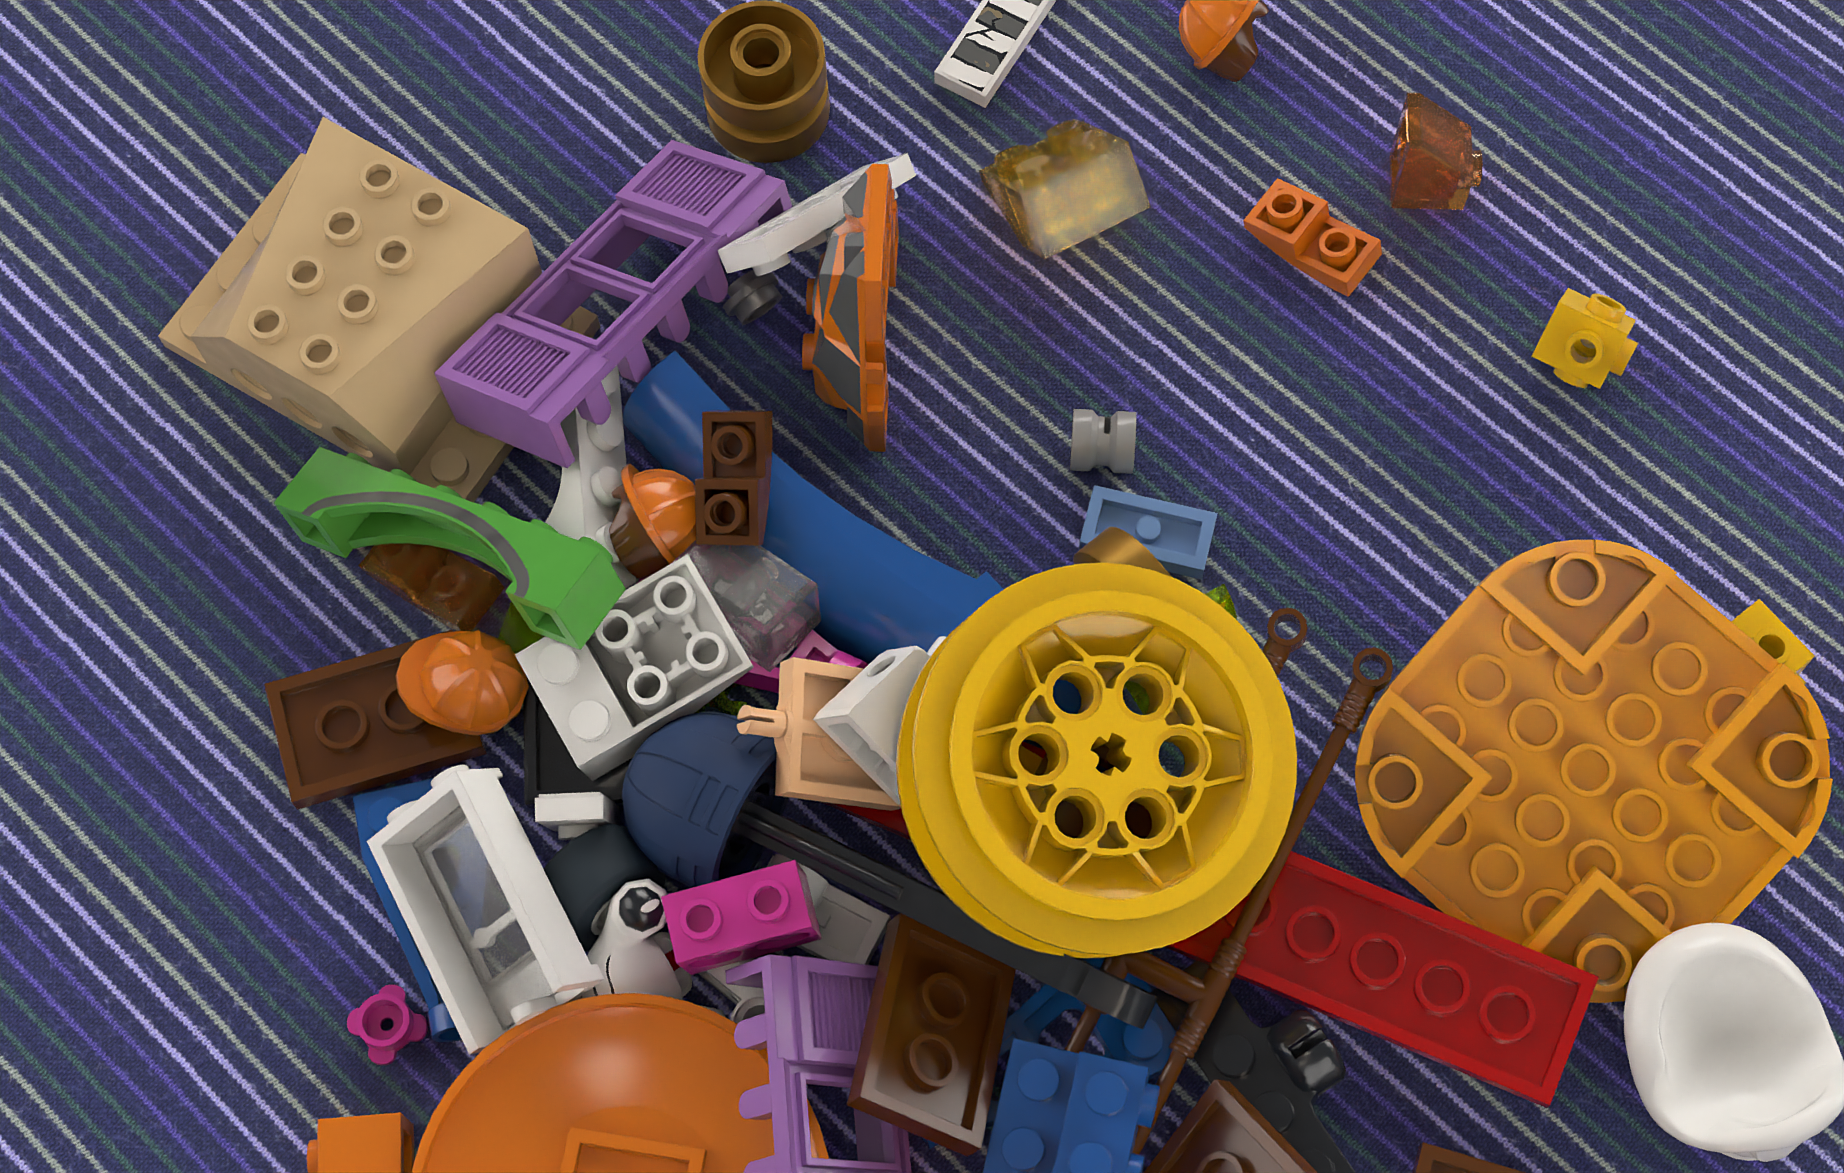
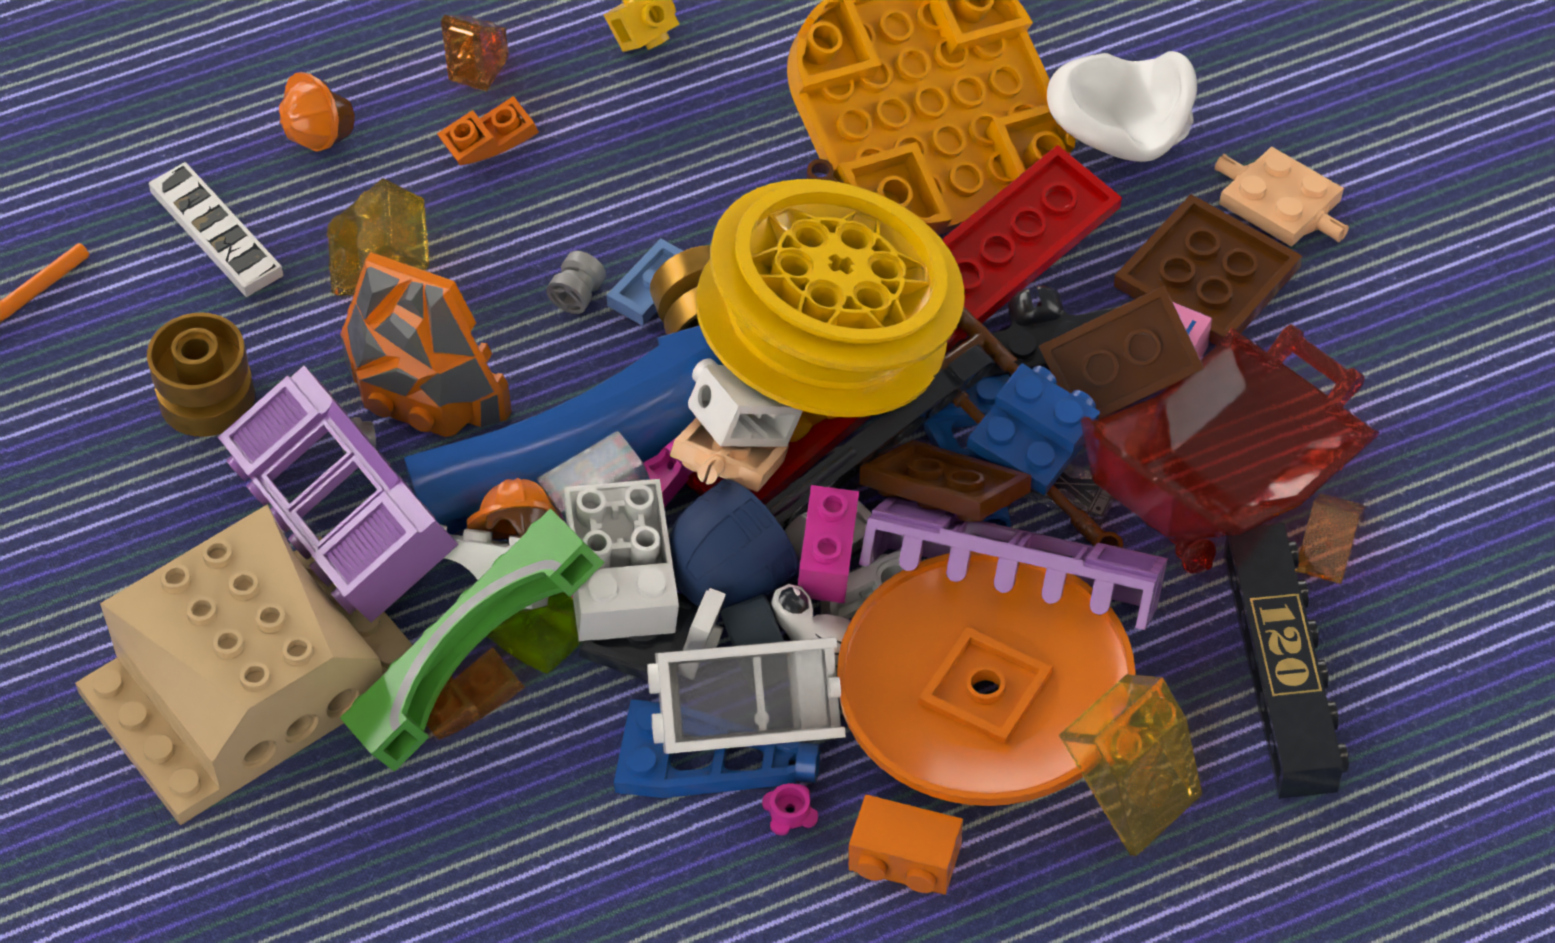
camera: 70 degrees left, 15 degrees down
(352, 731) = (561, 754): reddish brown plate -> none
(462, 682) = (571, 671): orange piece -> none
(735, 478) = (519, 448): reddish brown slope -> none
(801, 225) = (336, 362): white plate -> none

